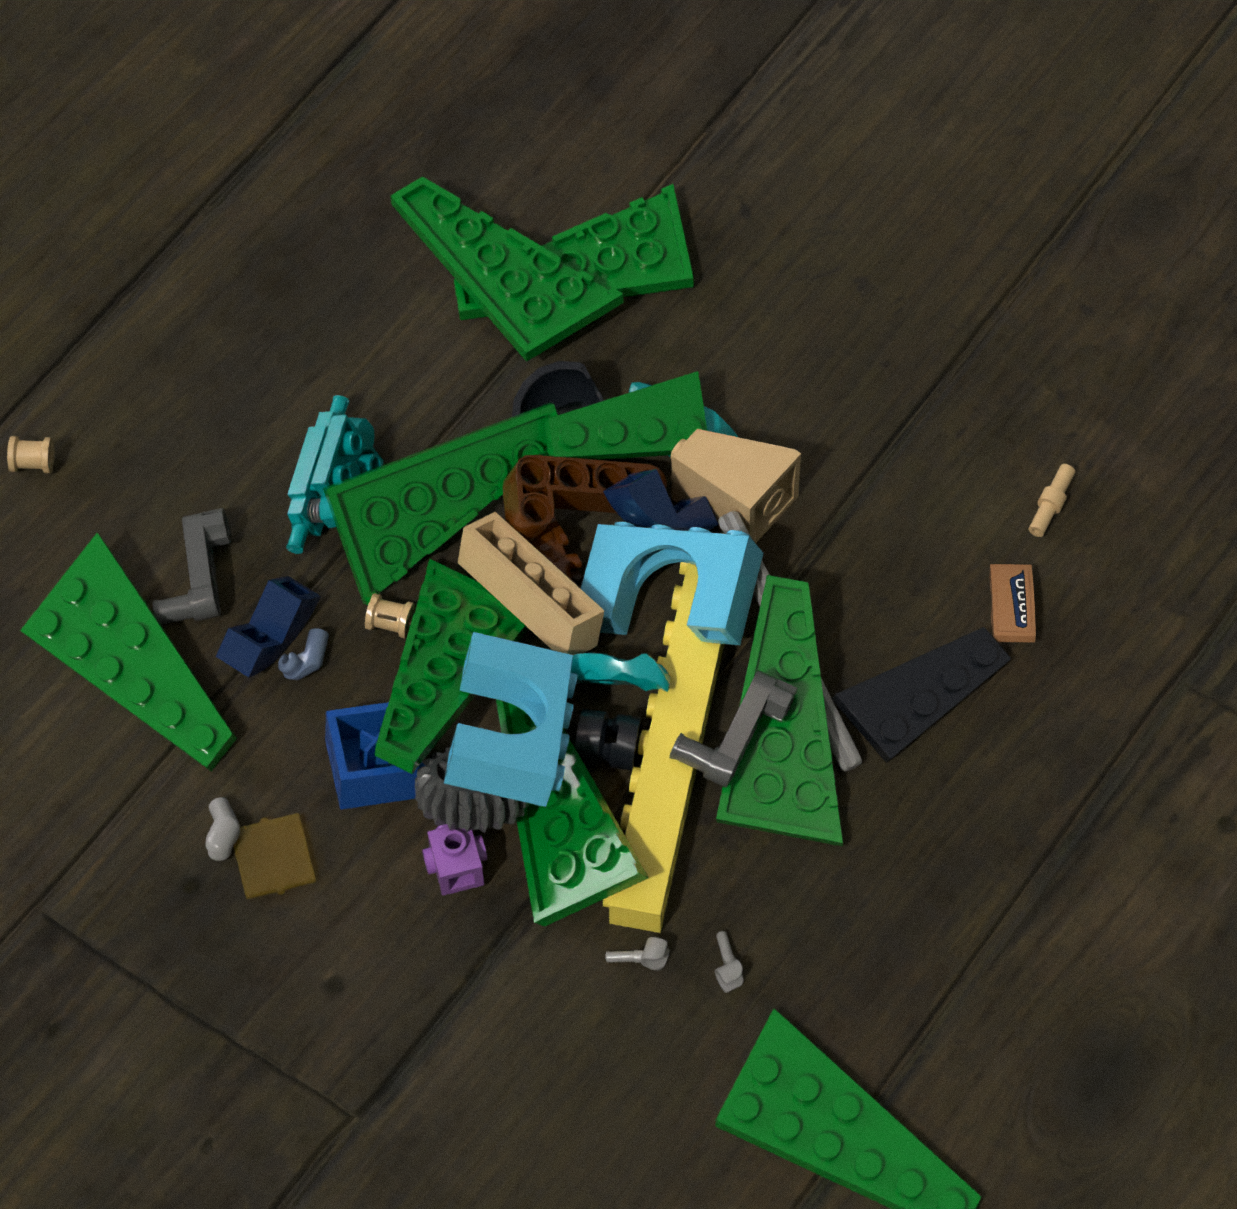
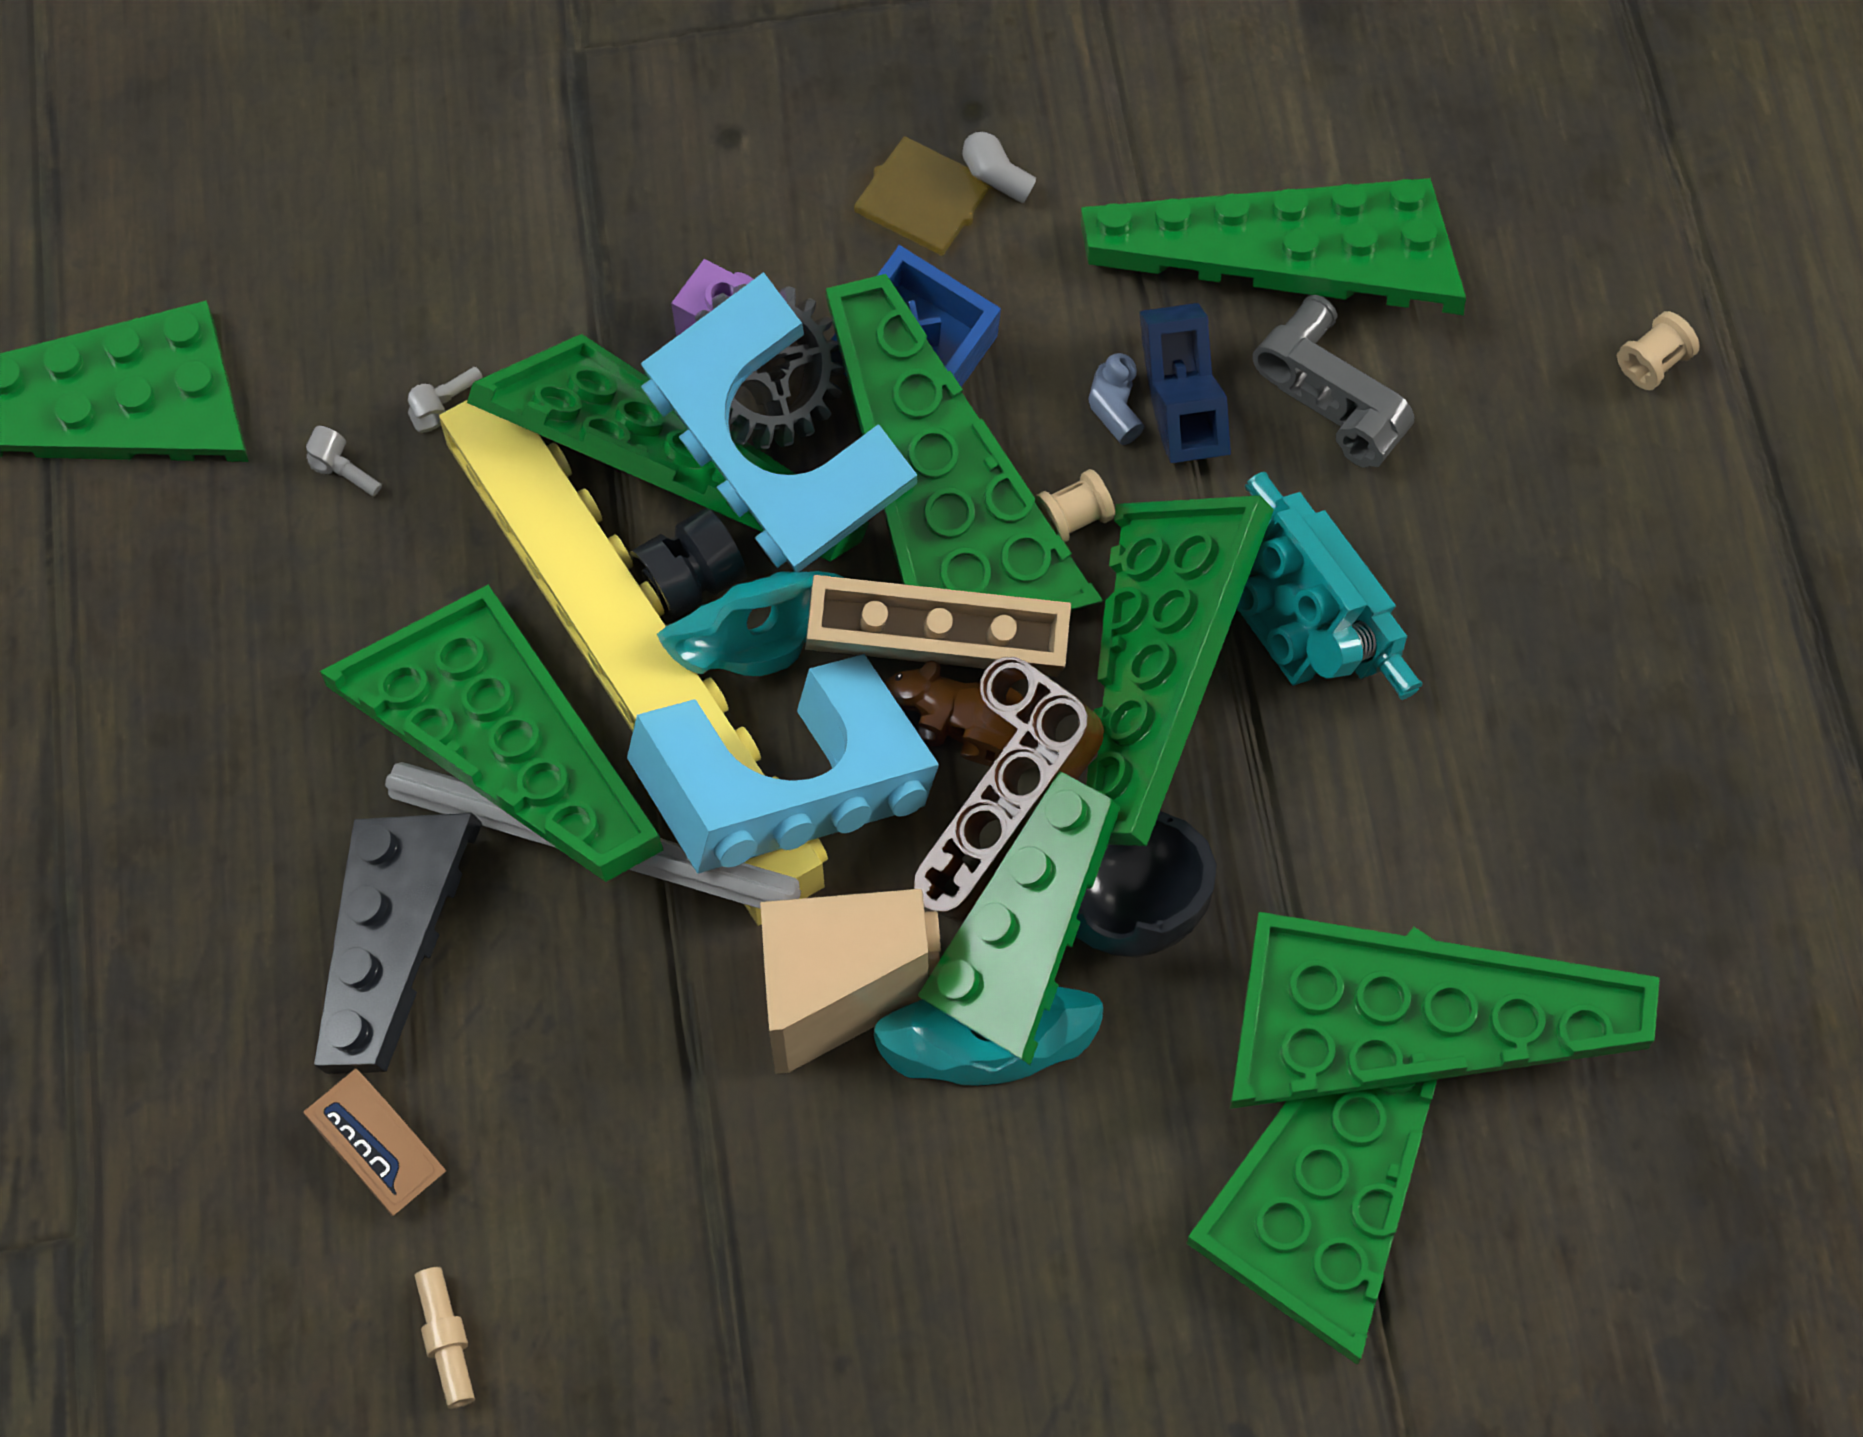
camera: 135 degrees right, 5 degrees up
(645, 502) = (898, 820): dark blue brick -> none
(764, 696) = (530, 701): dark grey beam -> none

